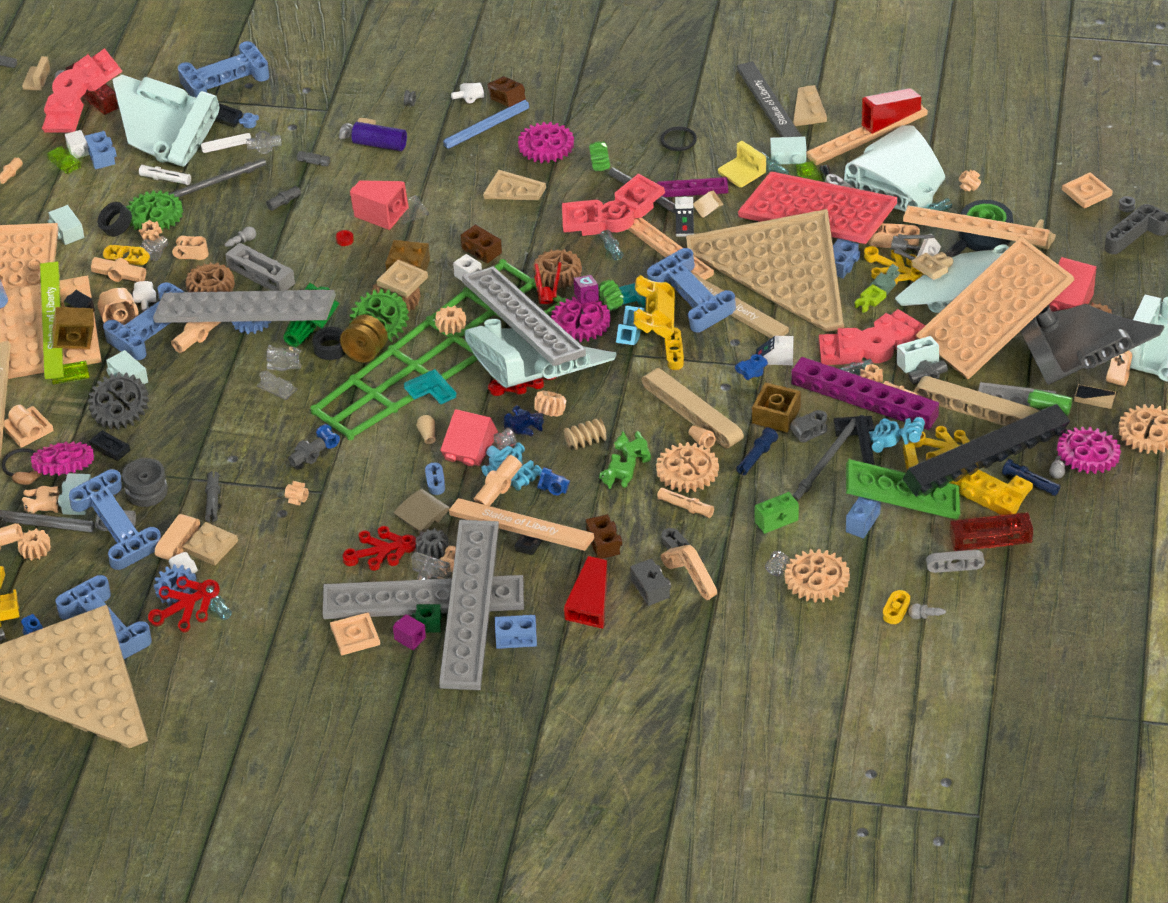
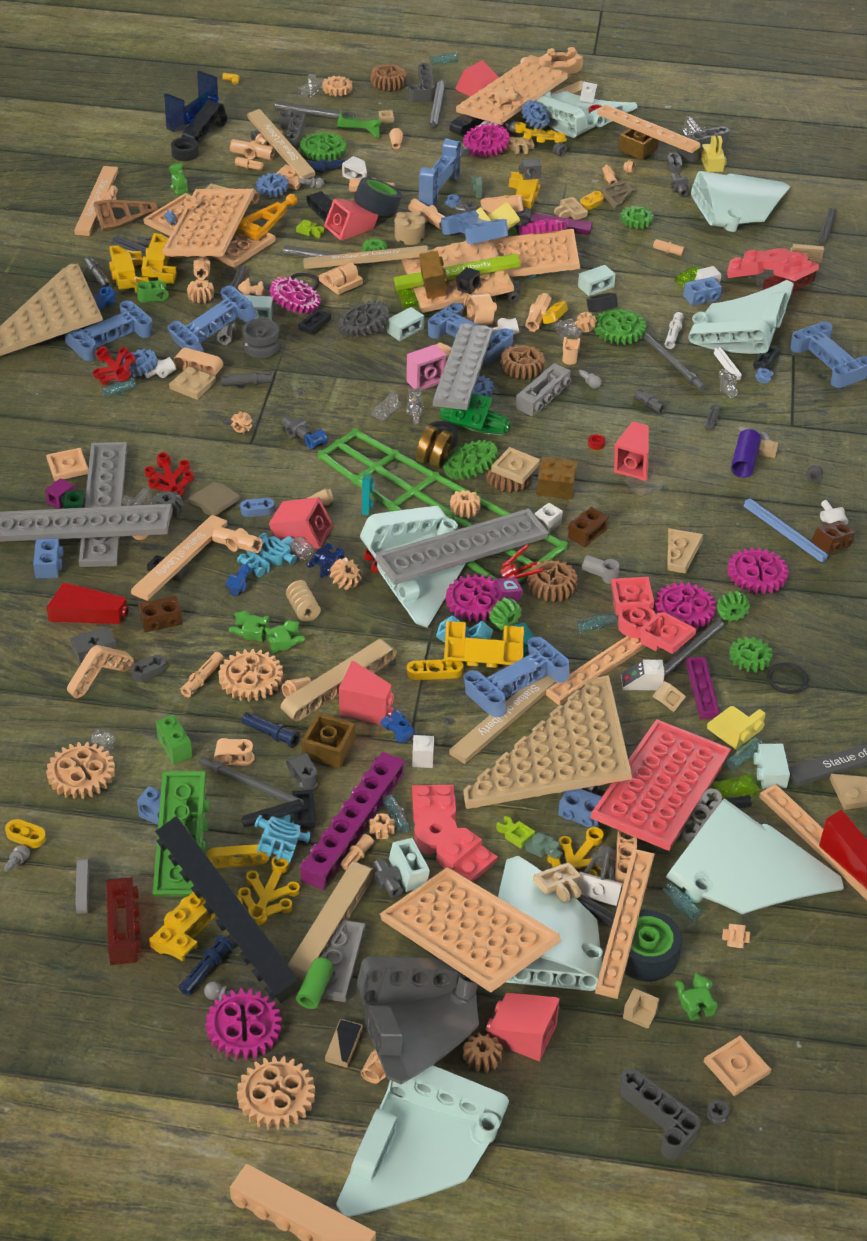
camera: 85 degrees right, 0 degrees up
(26, 589) = (150, 291): none -> bright green piece
(222, 347) = (425, 367): none -> bright pink brick
(541, 237) = (606, 569): none -> light grey piece
(592, 186) = (686, 604): none -> dark pink gear
(655, 153) = (750, 654): none -> bright green gear
(721, 382) = (364, 695): none -> coral slope
(789, 471) = (233, 750): none -> light nougat piece
(1030, 204) = (697, 998): none -> bright green animal

